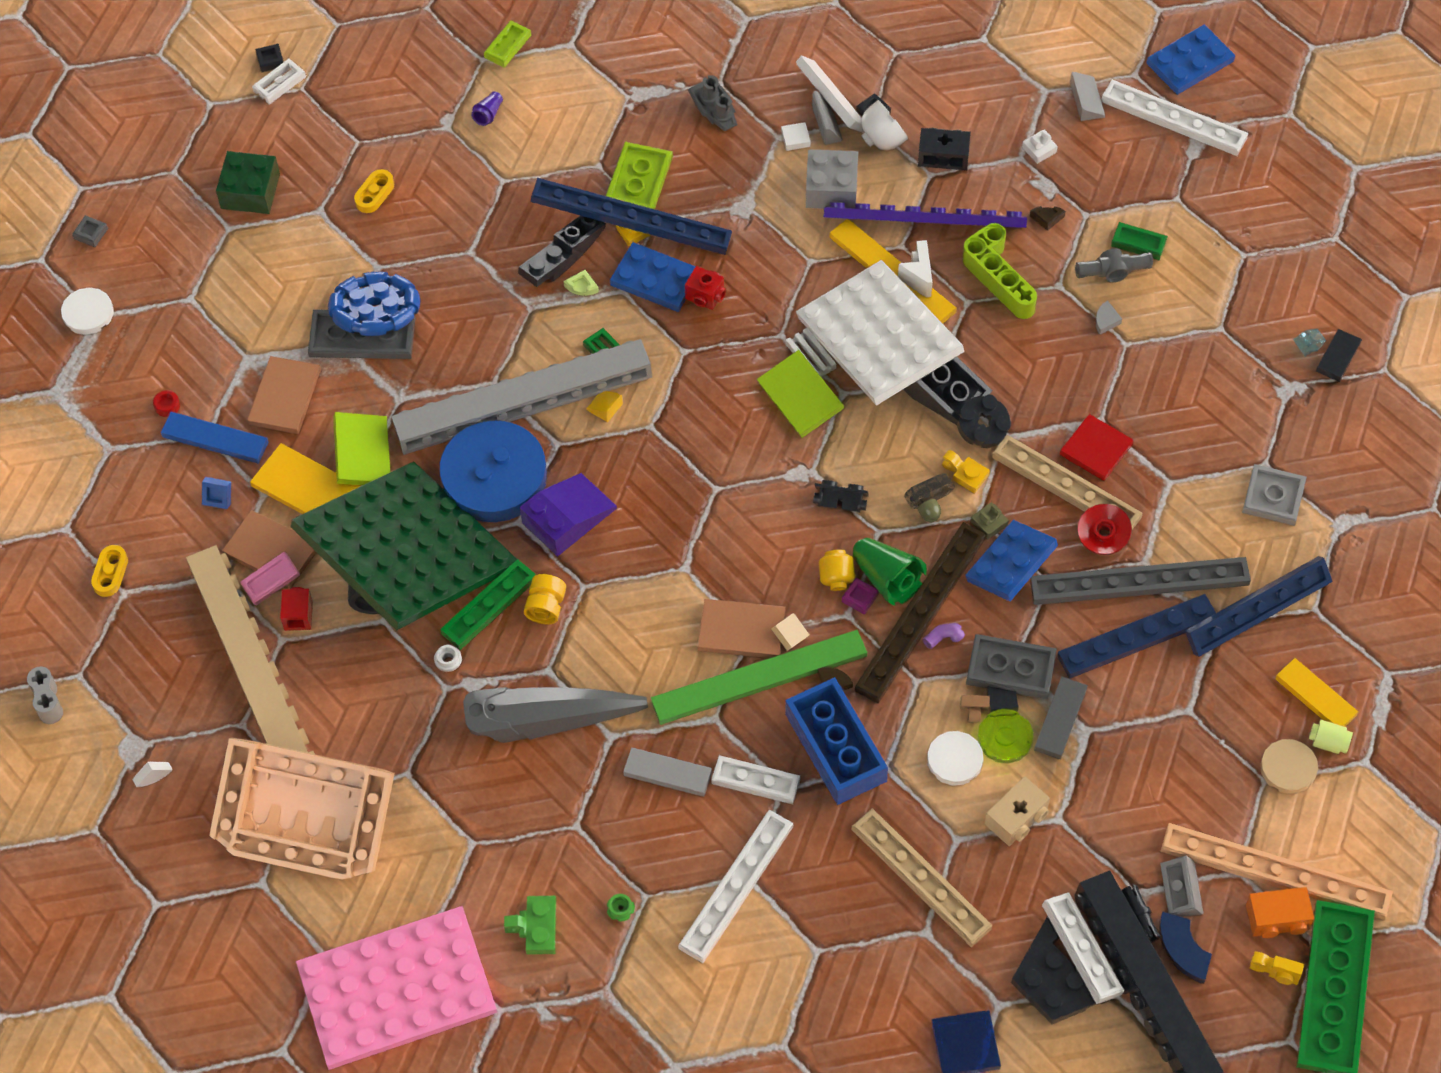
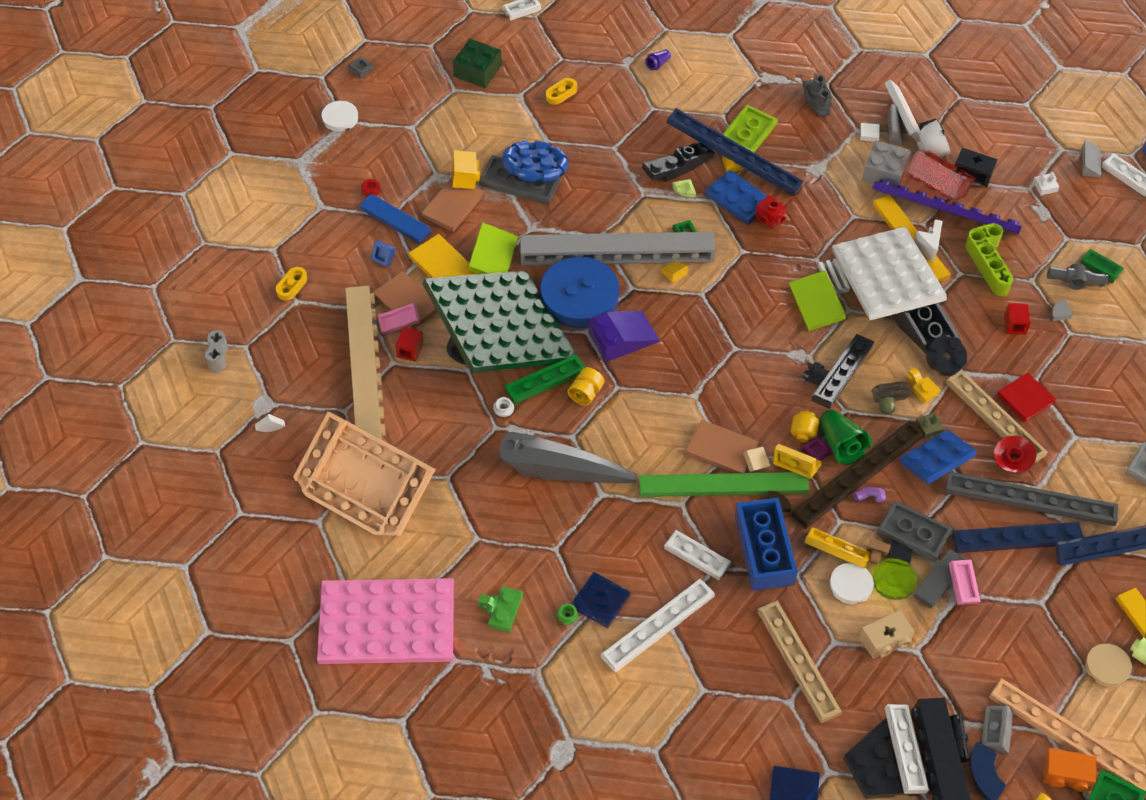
camera: 15 degrees right, 5 degrees down
(285, 343) = (465, 169): none -> yellow brick
(507, 44) = (686, 22): lime plate -> none
(655, 875) = (601, 599): none -> clear blue tile
(667, 772) = (634, 530): light grey tile -> none
(840, 620) = (795, 461): none -> yellow panel
(862, 483) = (842, 371): none -> black tile
(903, 175) = (940, 175): none -> clear red piece
(925, 717) = (838, 547): none -> yellow tile
(1047, 216) = (1037, 232): dark brown tile -> none
(1056, 345) = (1017, 318): none -> red brick
(1090, 714) = (964, 582): none -> bright pink tile

